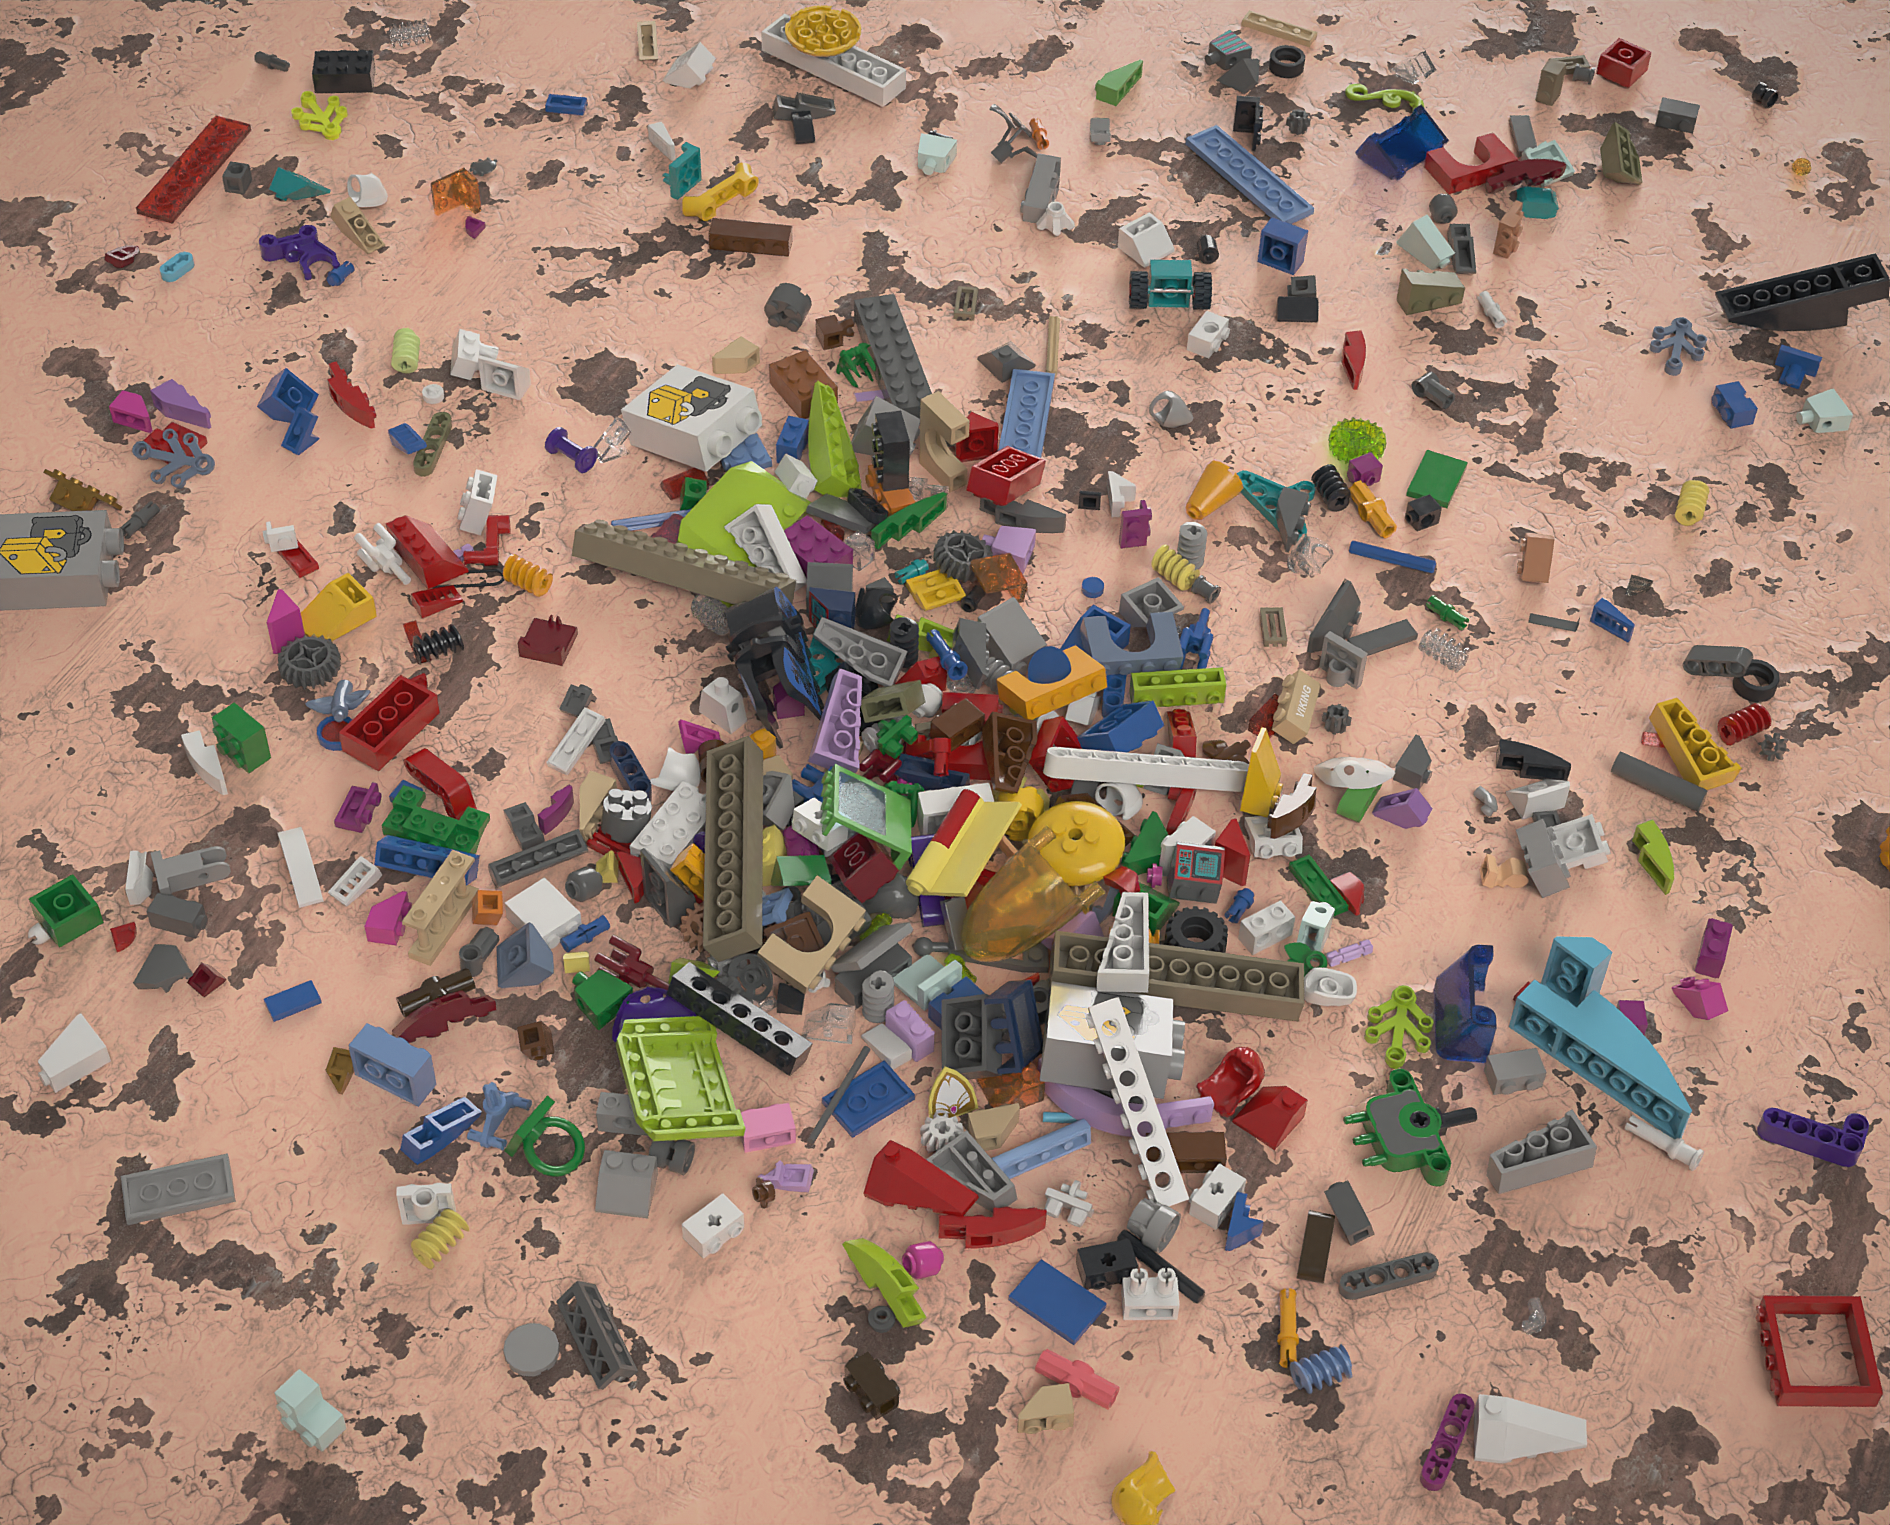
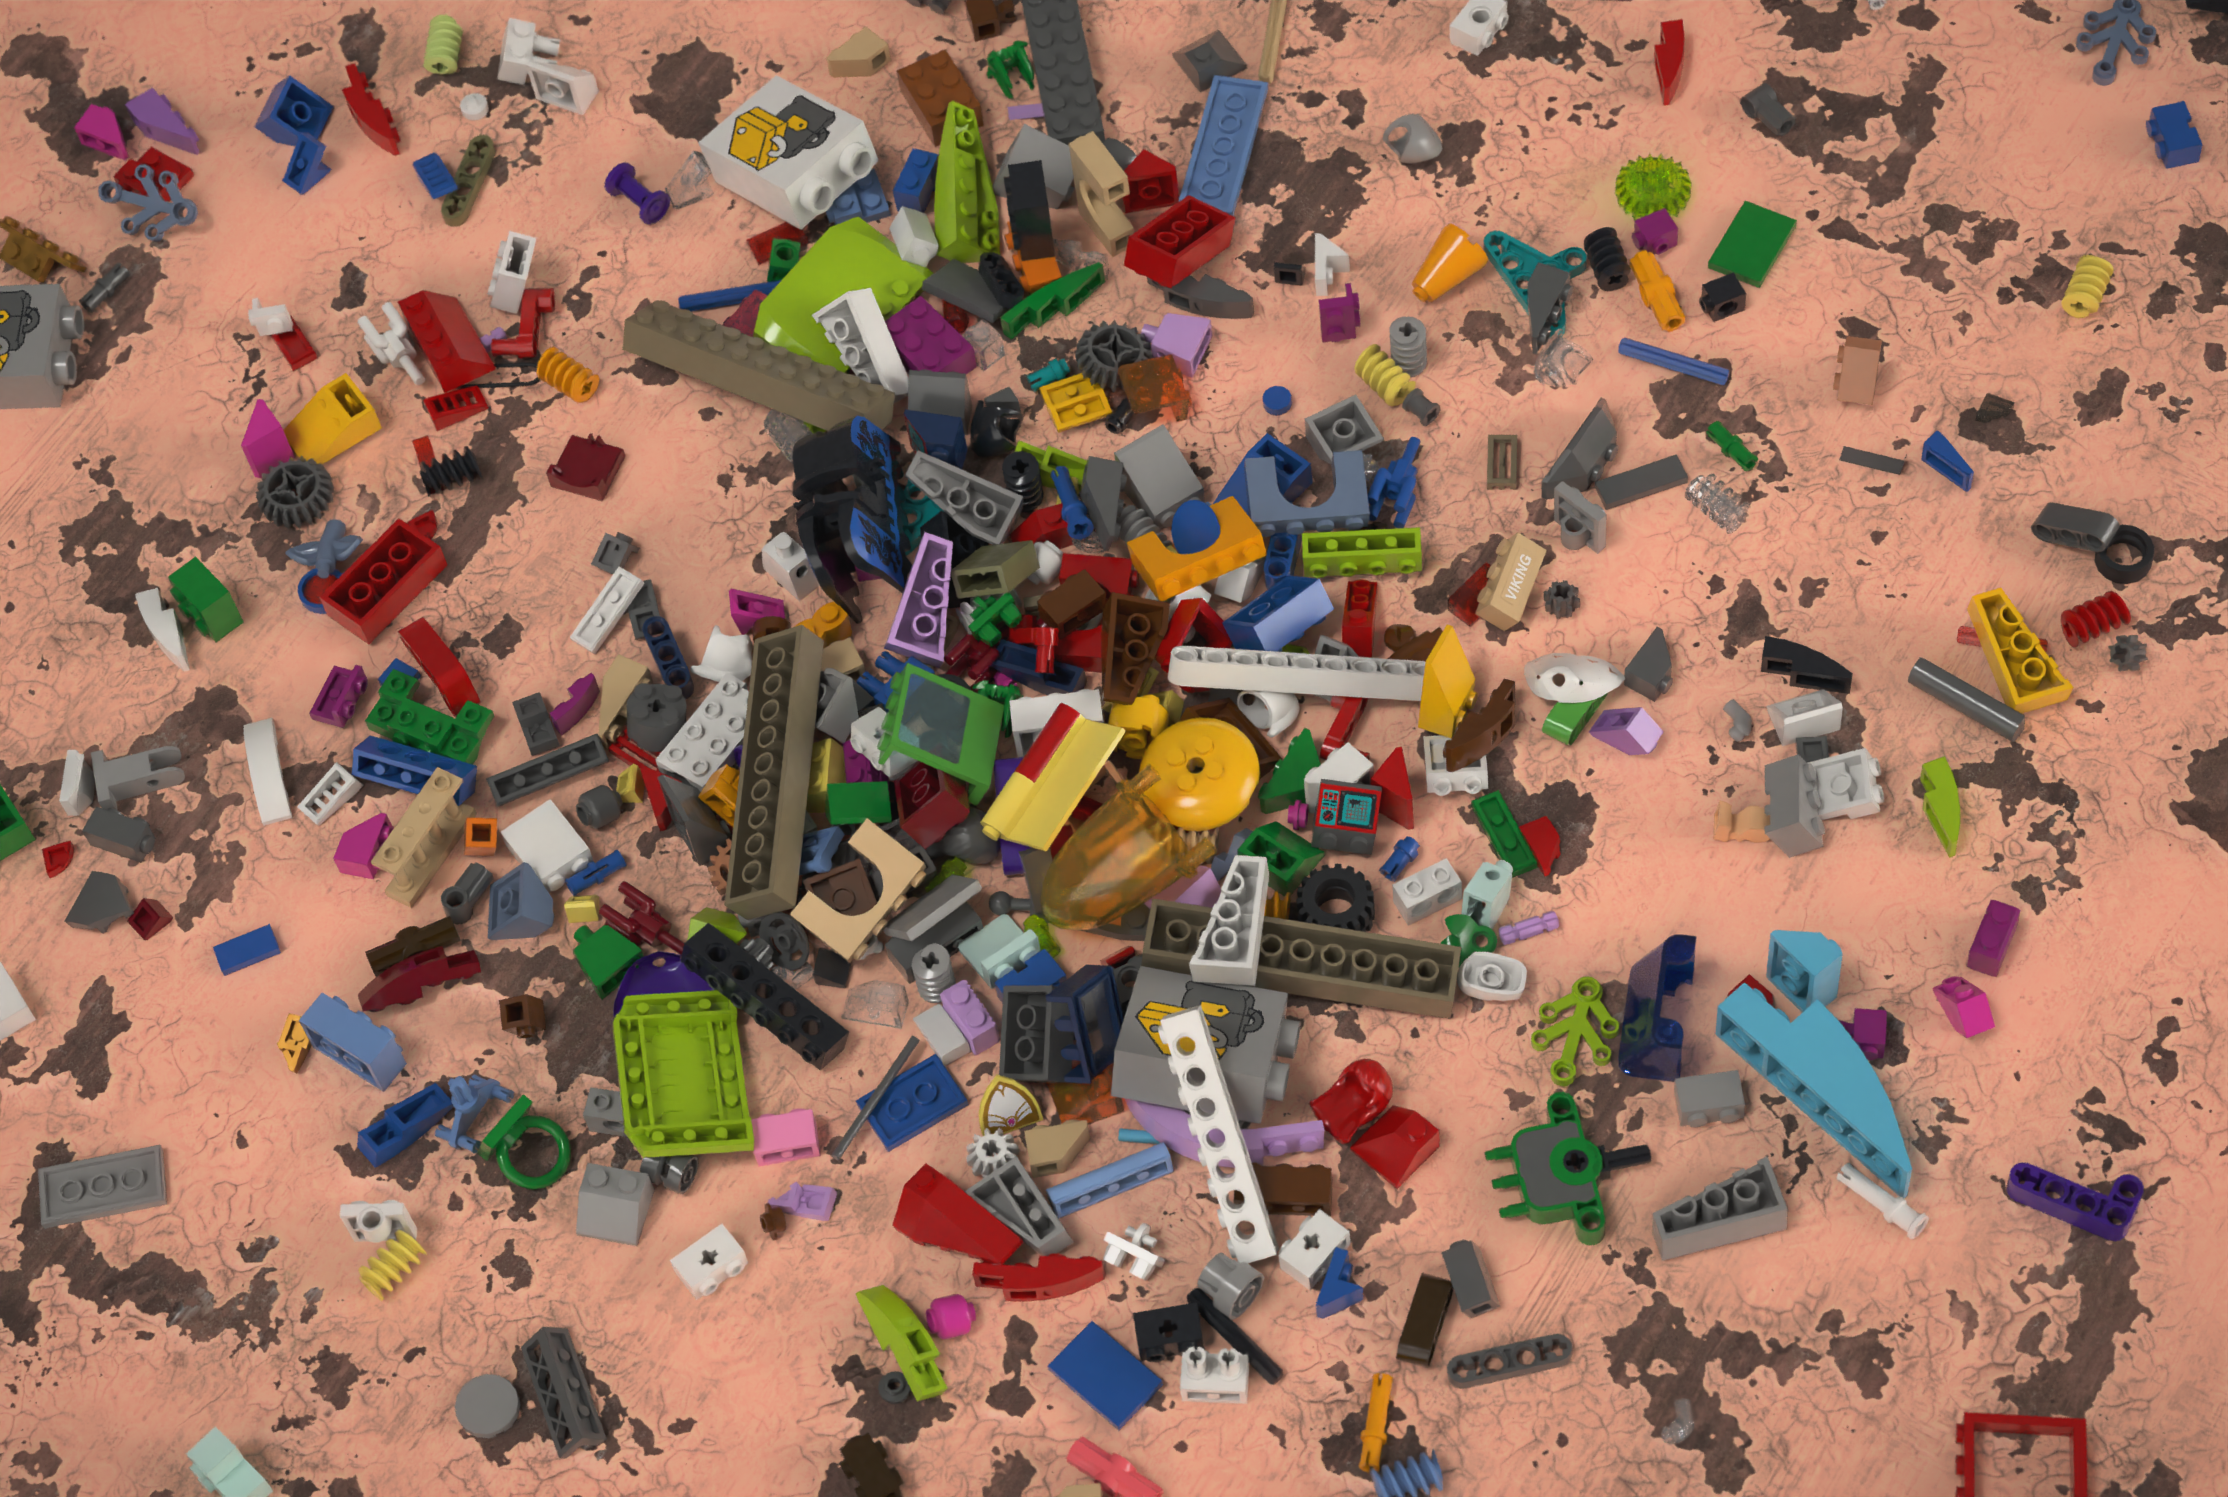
camera: 15 degrees right, 10 degrees up
(1123, 879) = (1252, 829): red slope -> none

